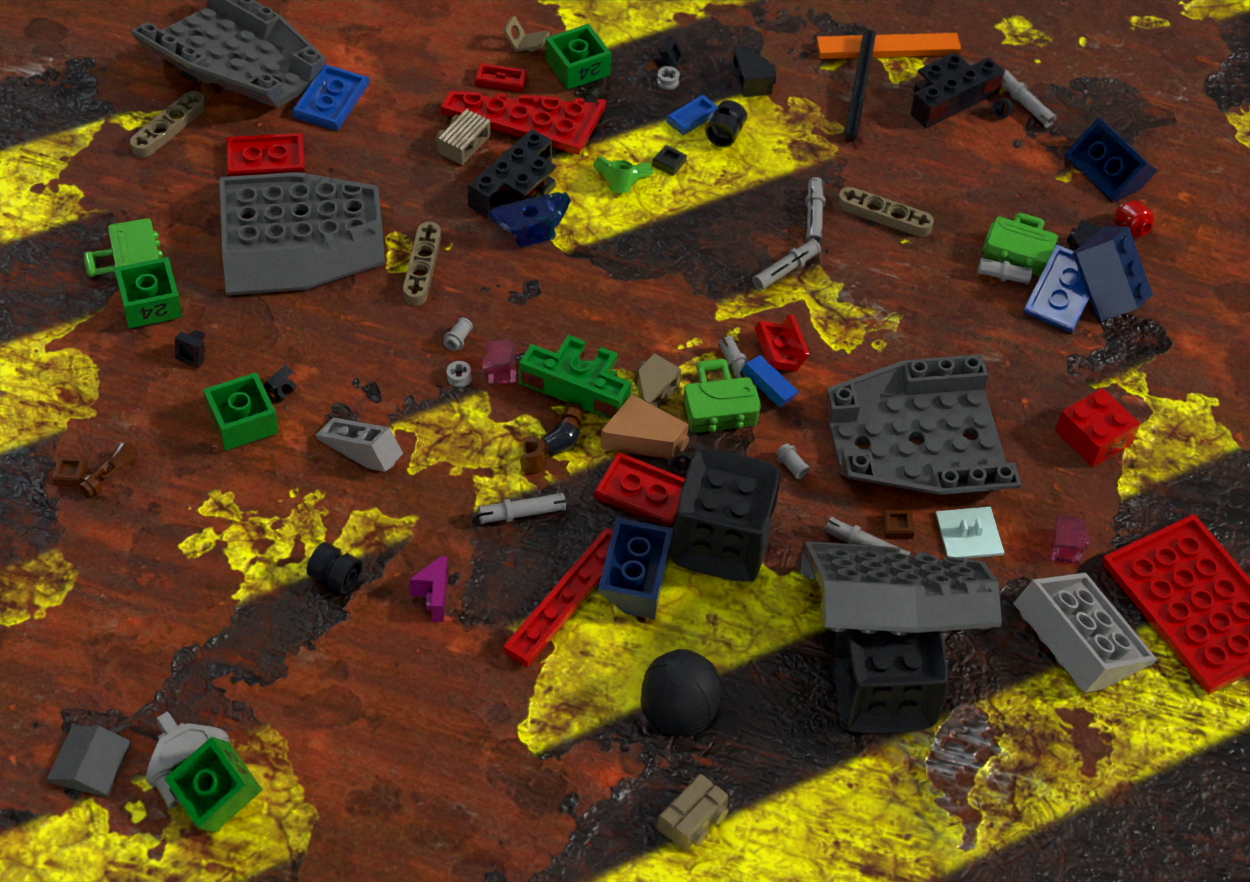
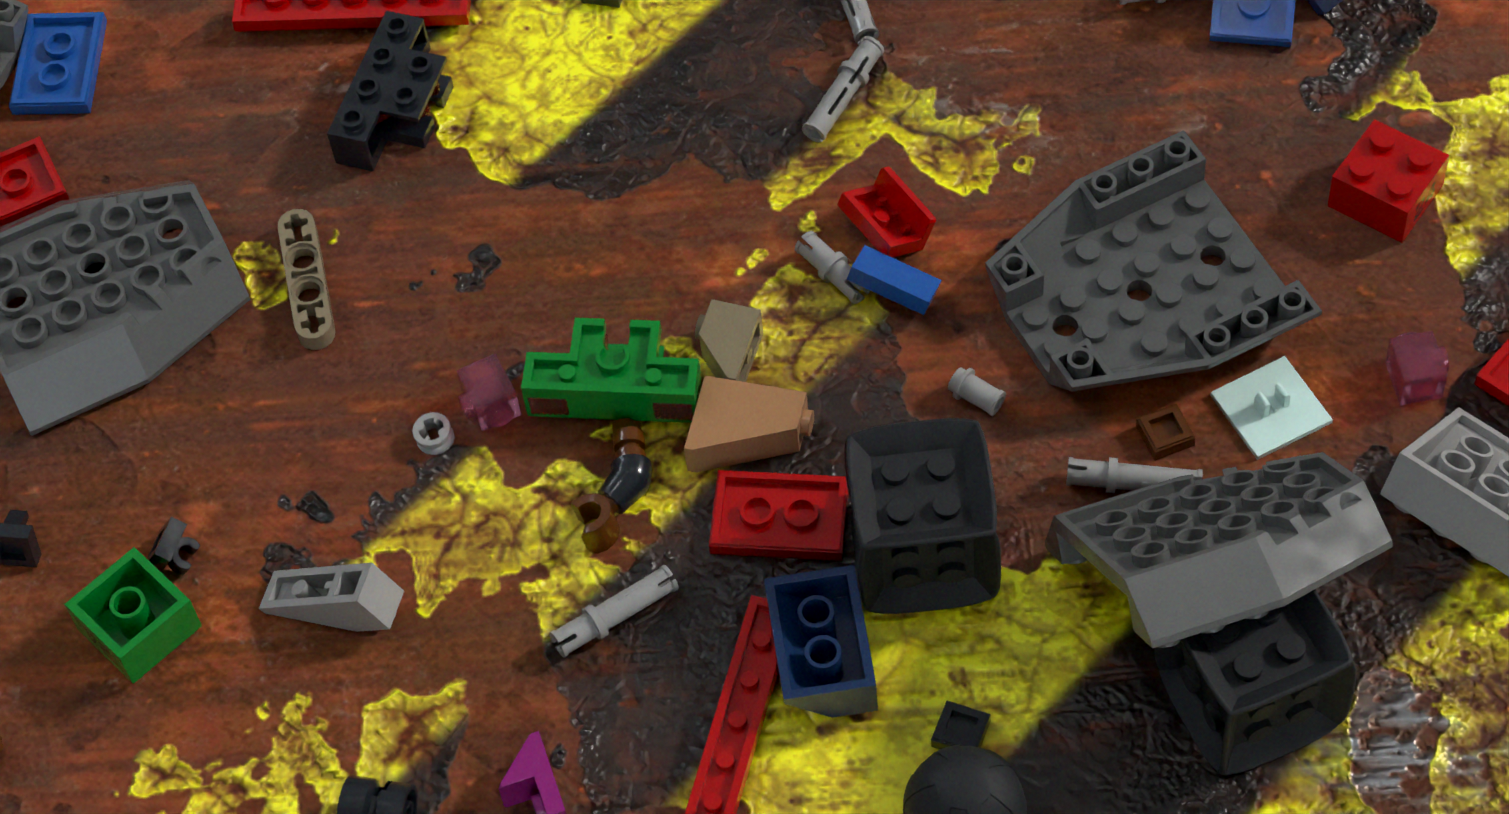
camera: 10 degrees left, 5 degrees up
(455, 338) = (404, 381): light grey pin -> none
(463, 136) = (284, 57): dark tan brick -> none
(532, 218) = (444, 150): clear blue piece -> none
(622, 173) = (544, 33): bright green axle -> none
(675, 463) = (828, 448): black hinge -> none
(702, 644) = (960, 726): none -> black tile
(722, 402) = (837, 339): bright green piece -> none

